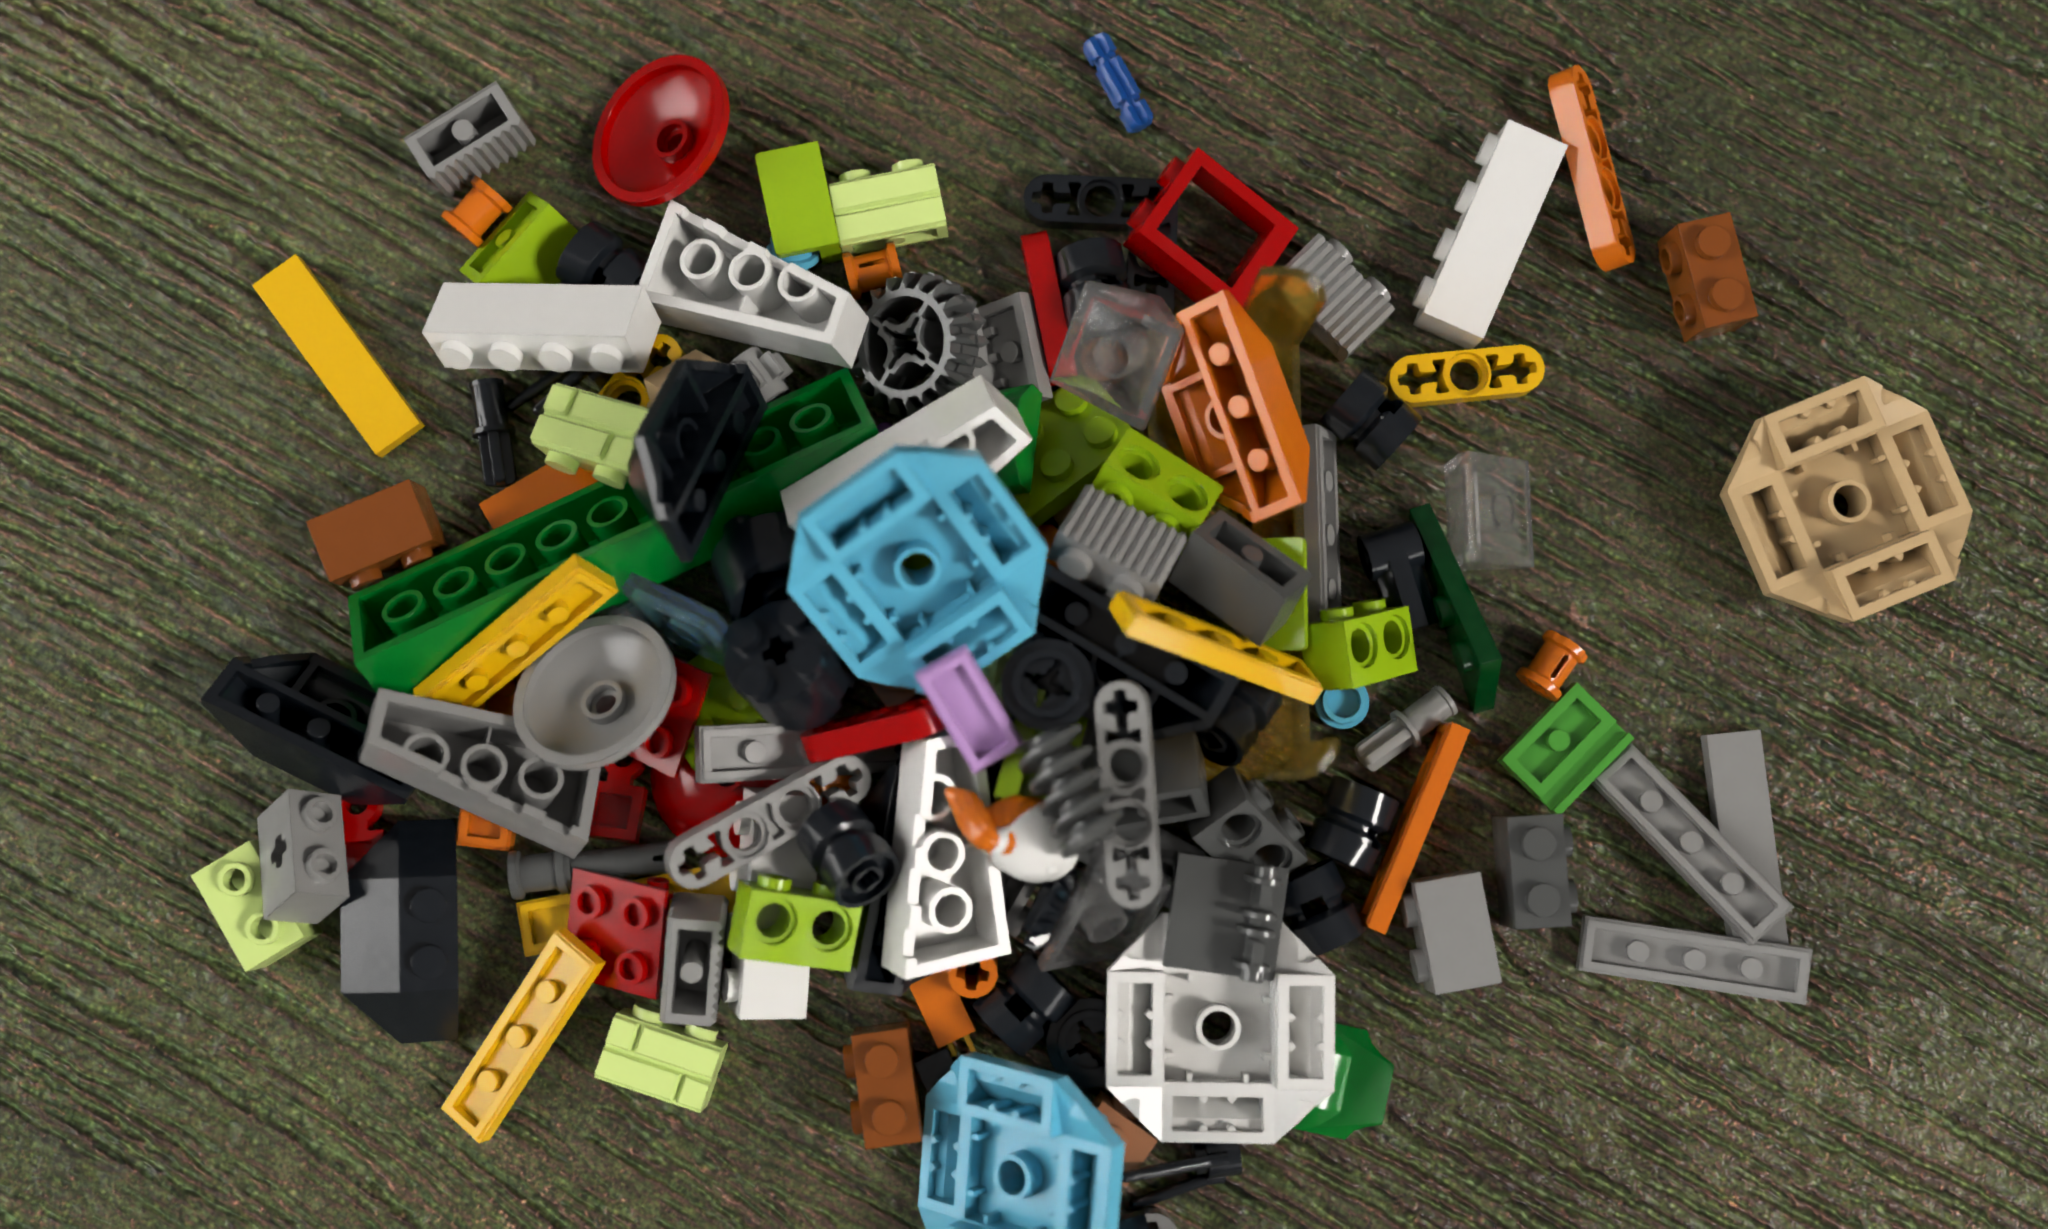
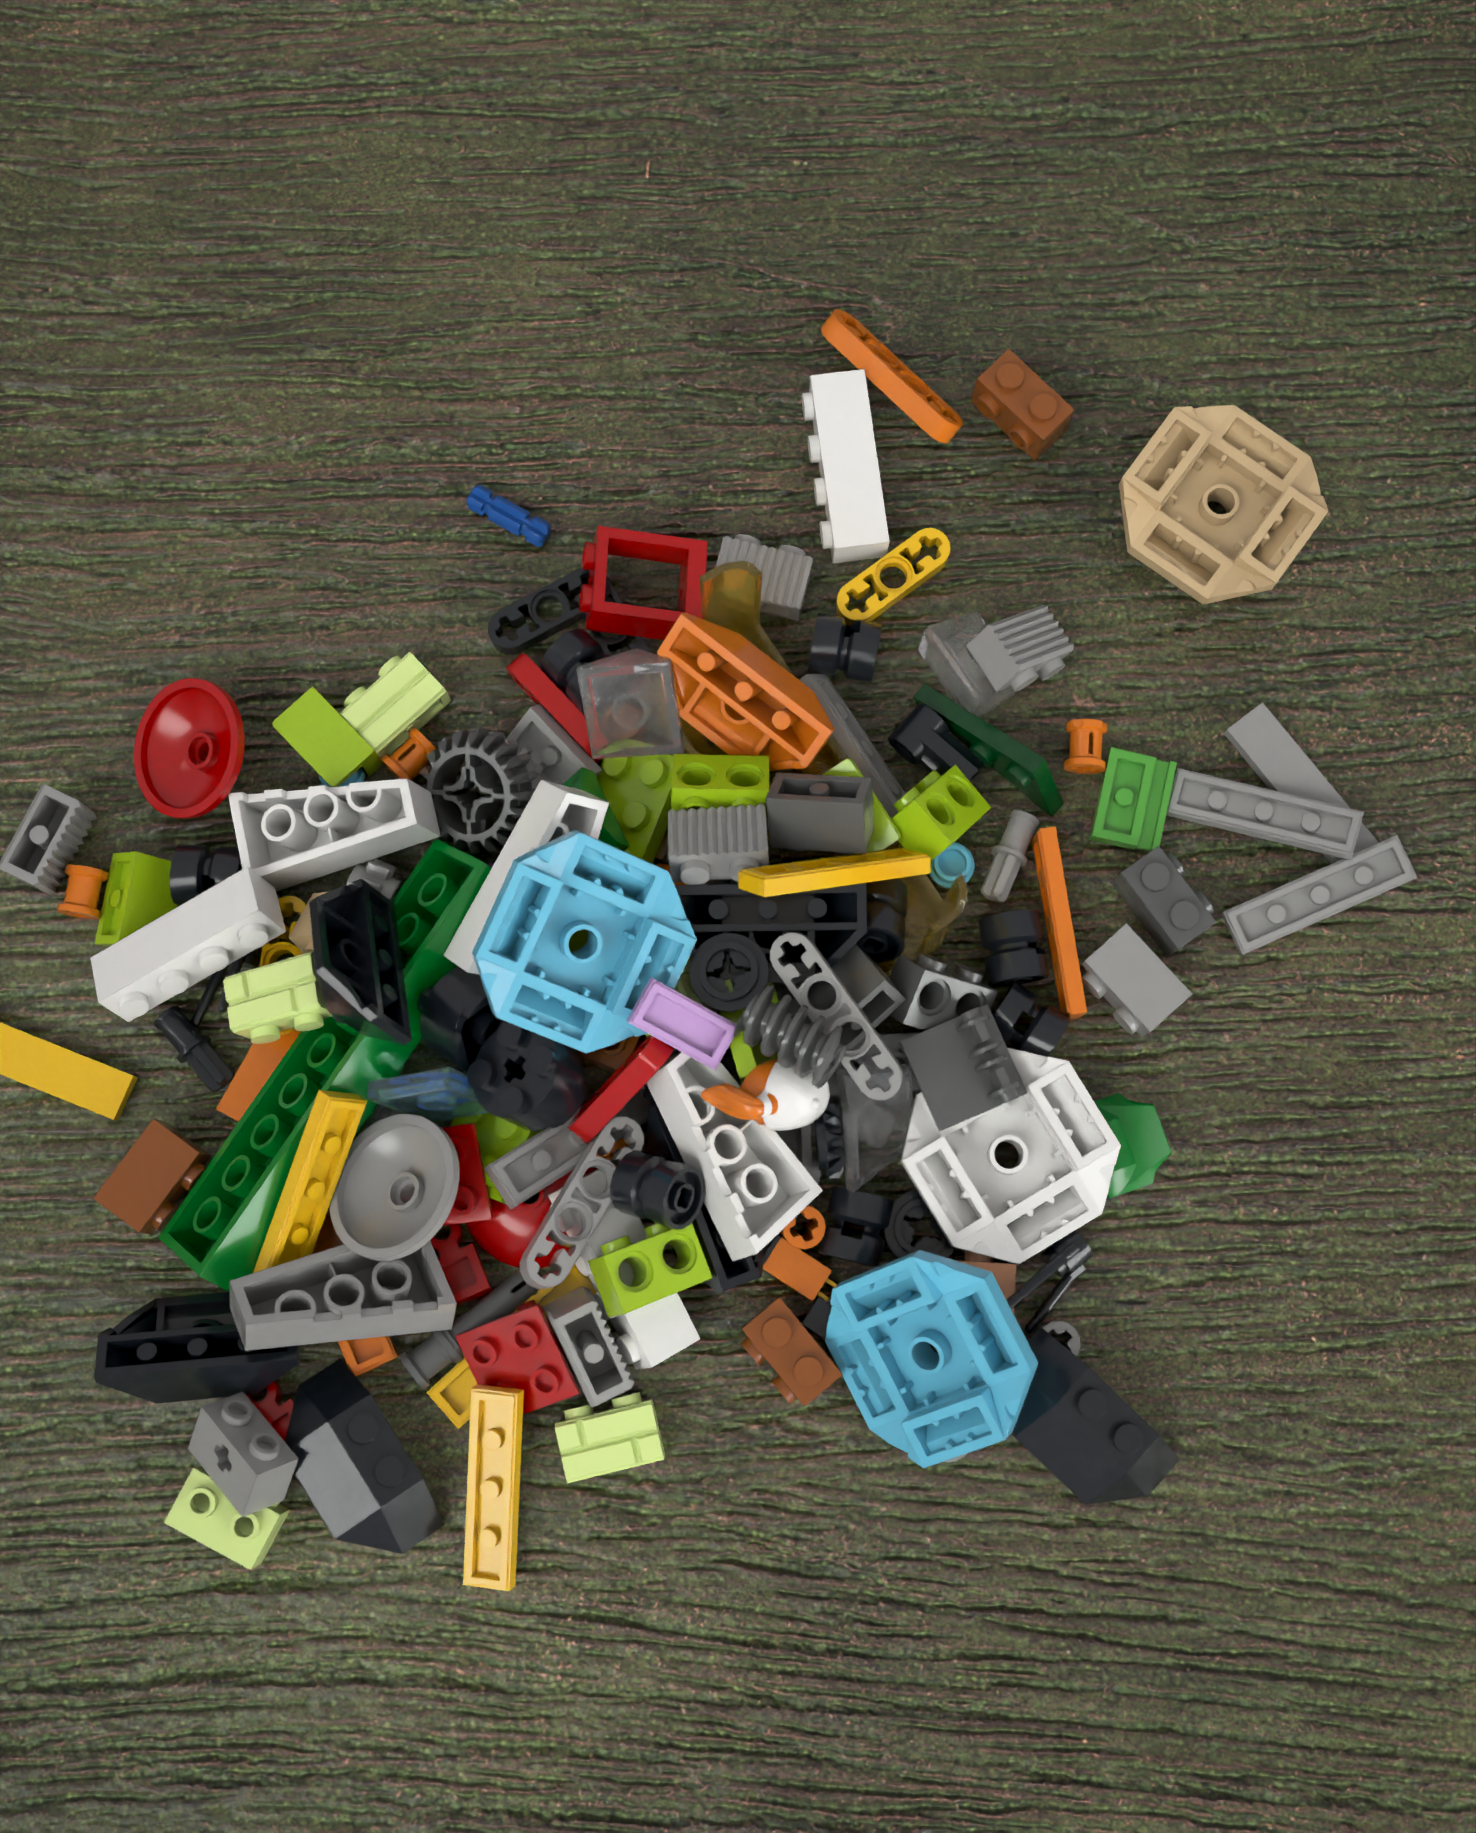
camera: 30 degrees left, 5 degrees down
(1548, 529) = (1020, 649): none -> light grey brick

